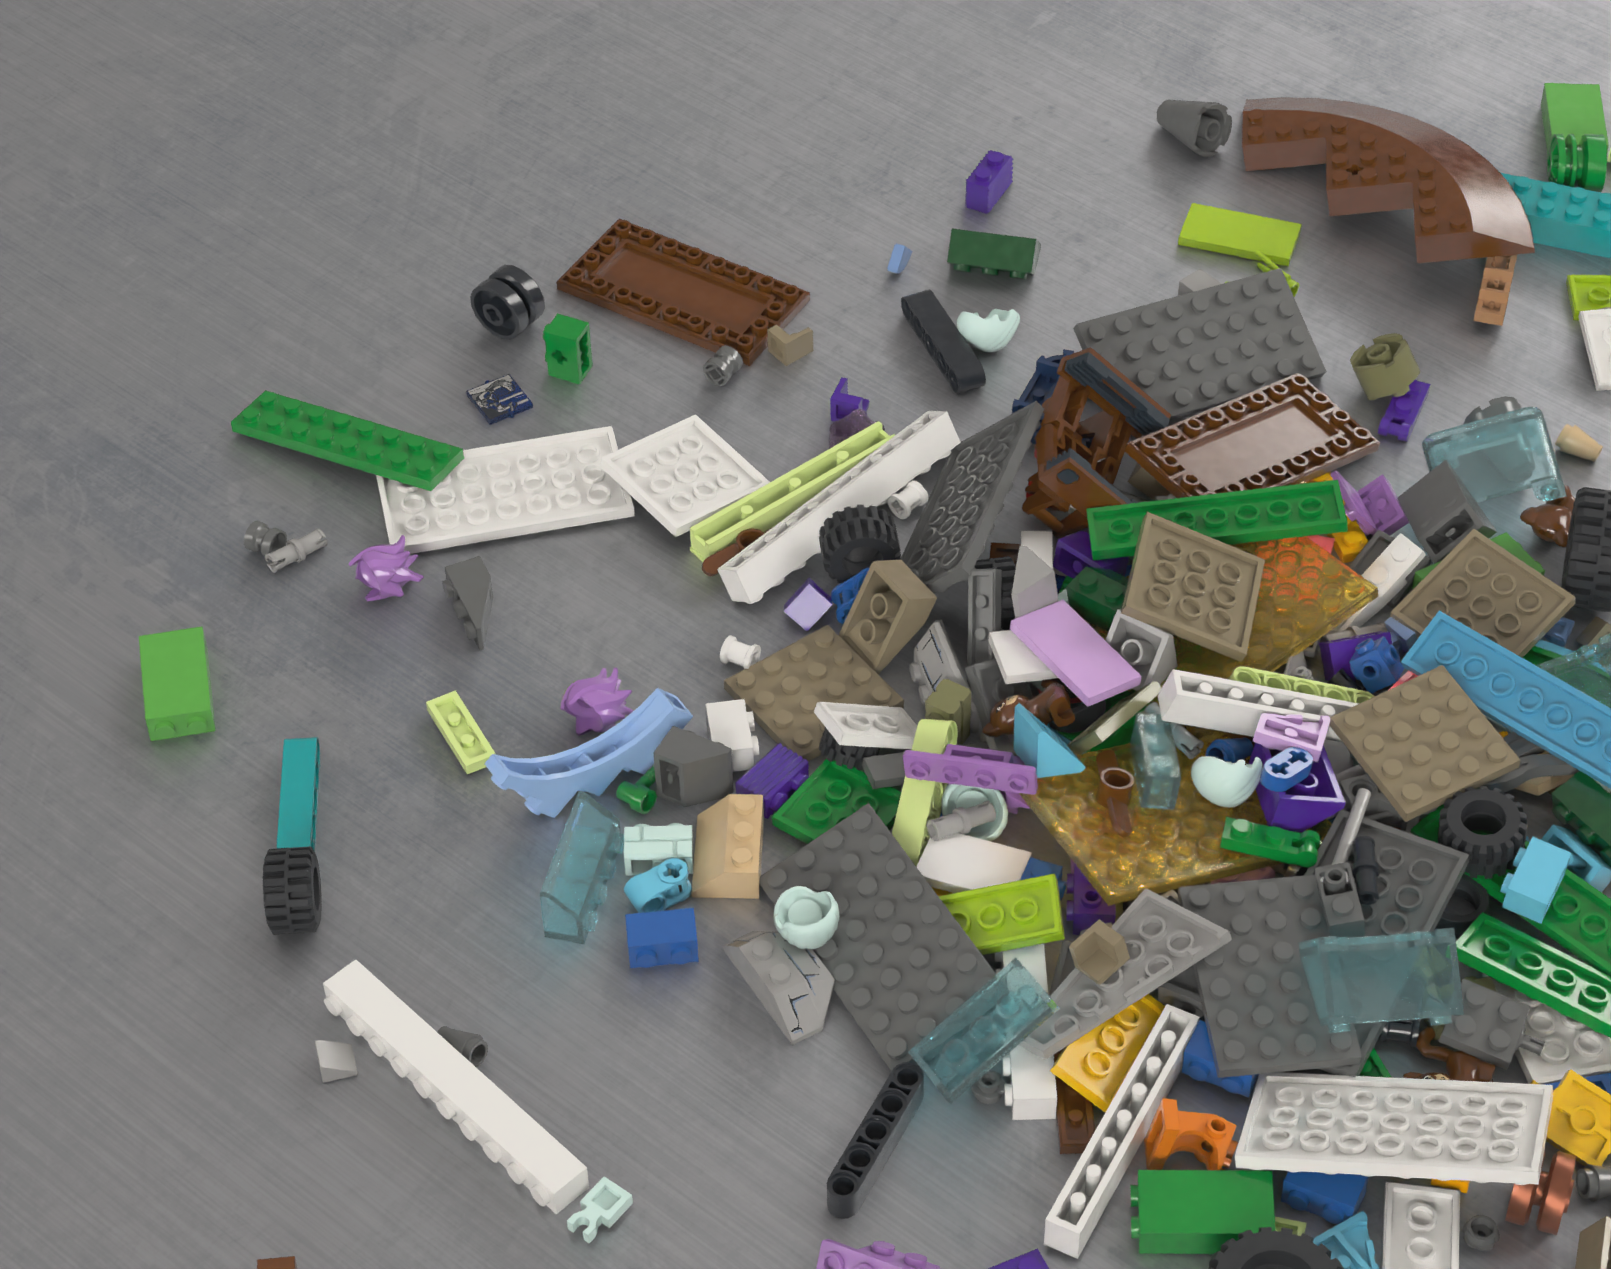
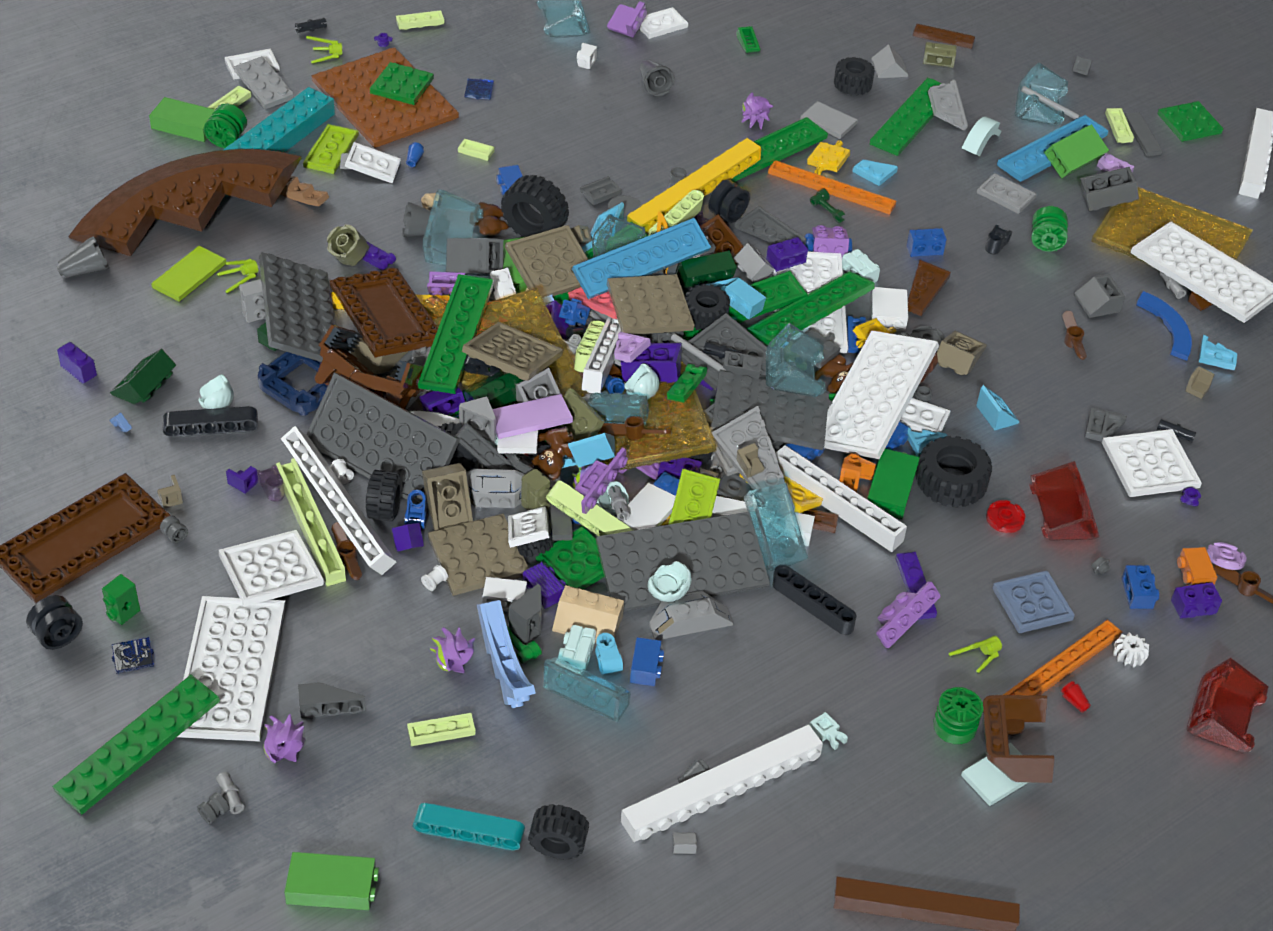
camera: 80 degrees left, 0 degrees up
(1286, 769) = (656, 354): blue beam -> none

